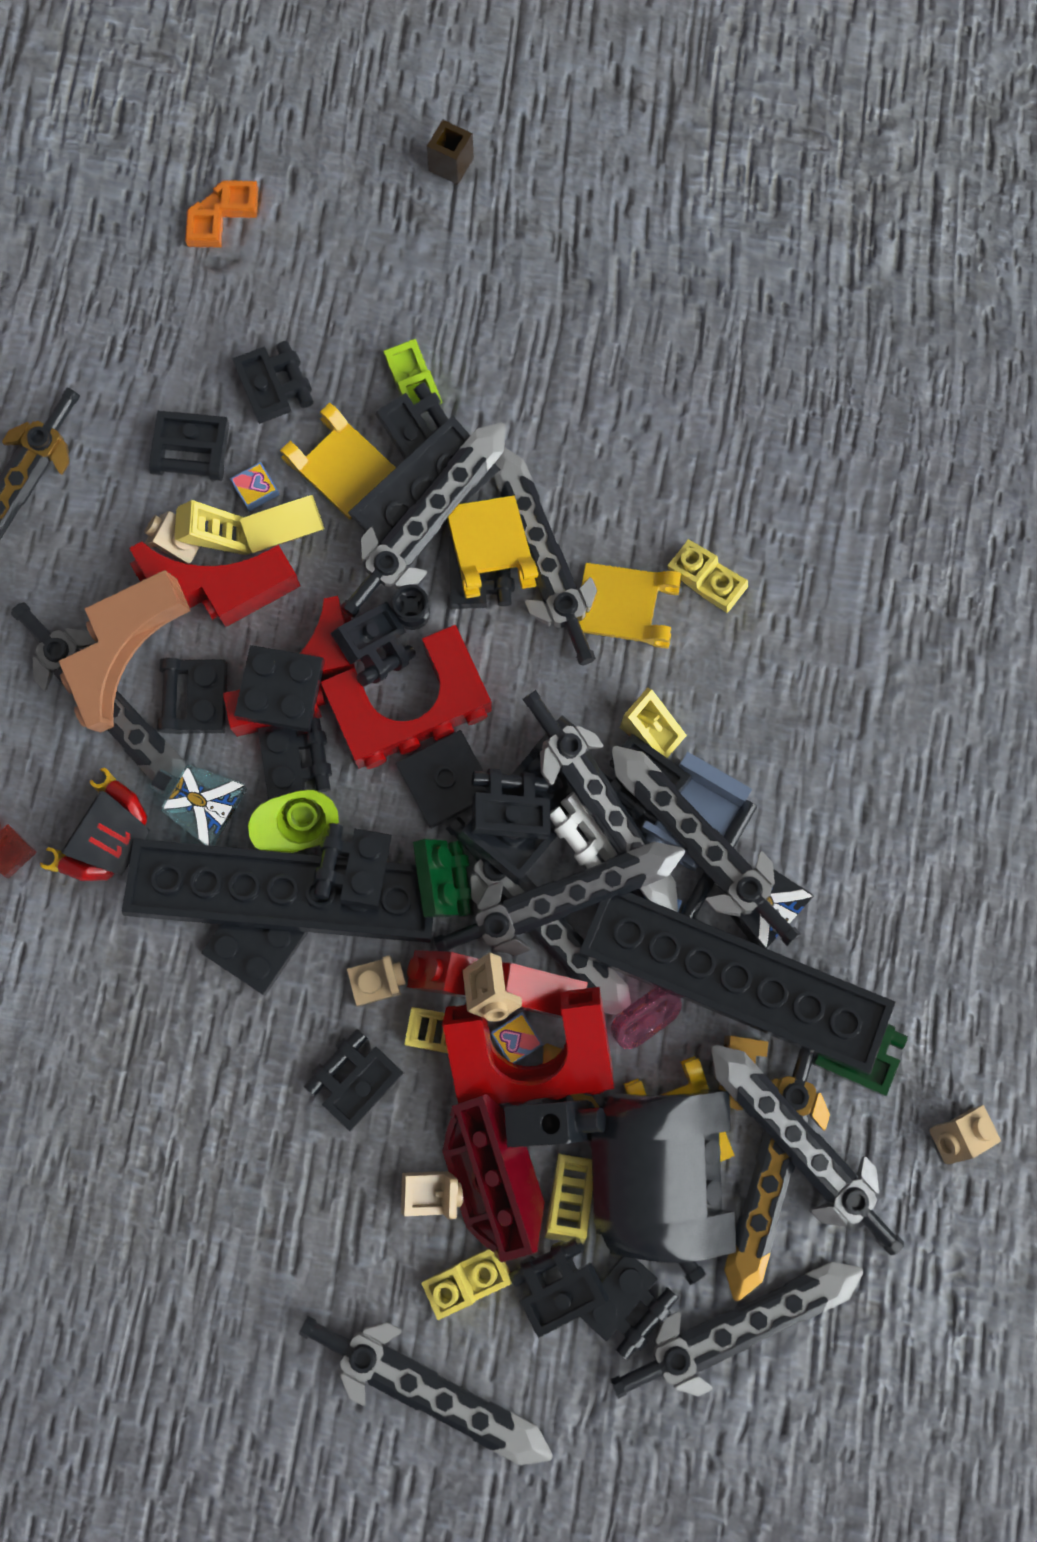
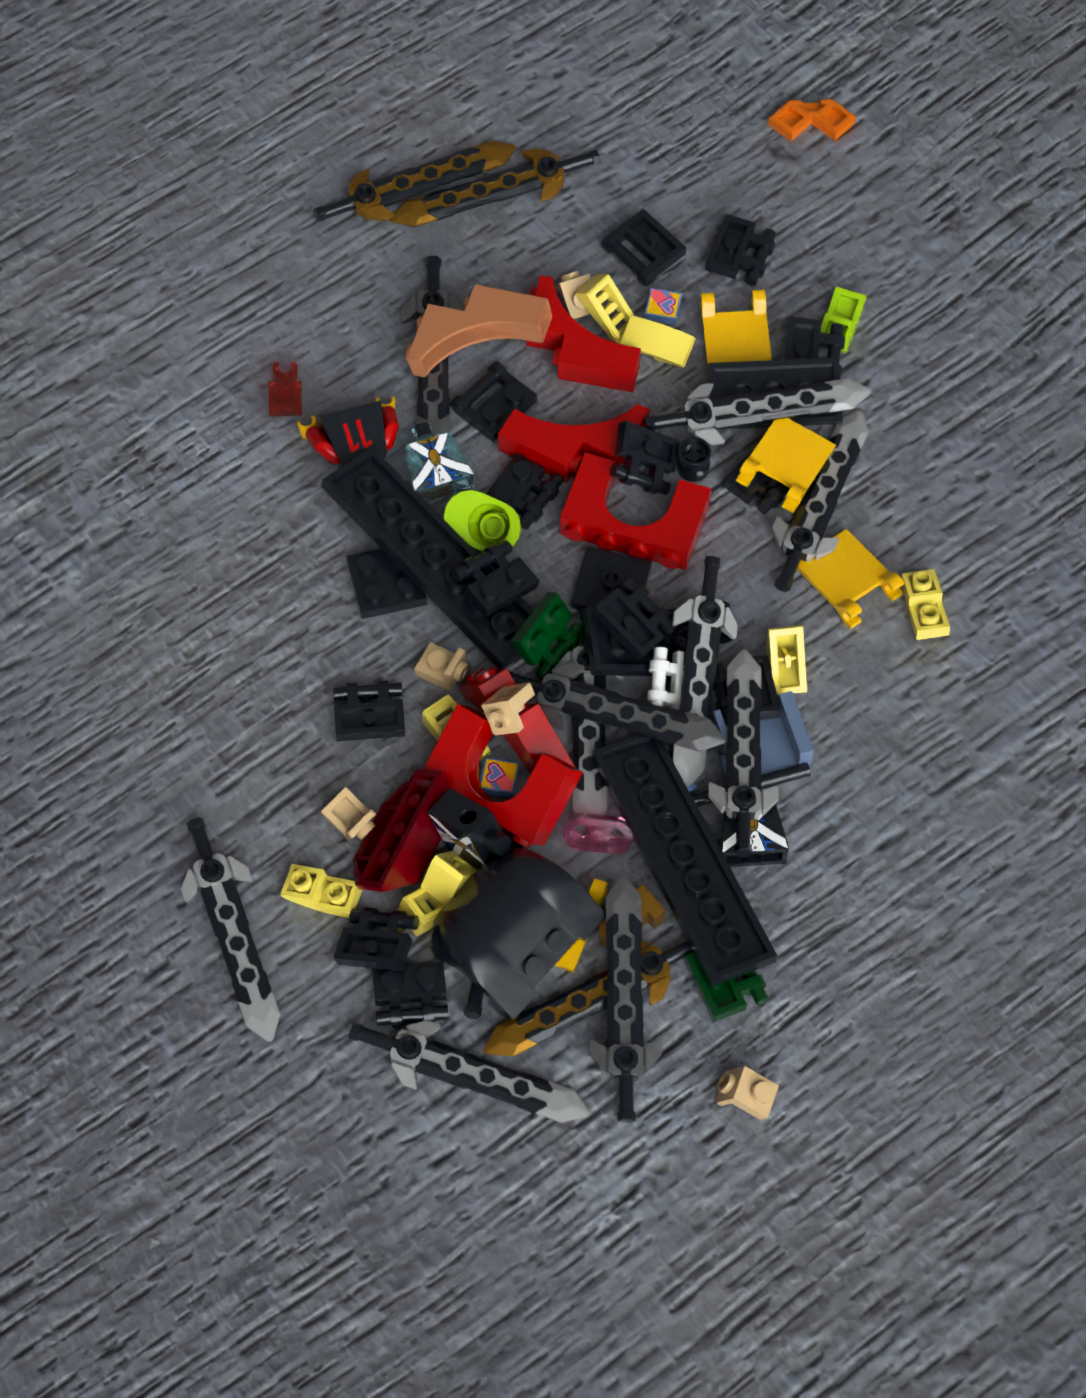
camera: 45 degrees right, 15 degrees down
(279, 688) = (553, 433): black plate -> none
(450, 151) = (1010, 194): dark brown brick -> none
(569, 1174) = (447, 876): none -> light yellow slope

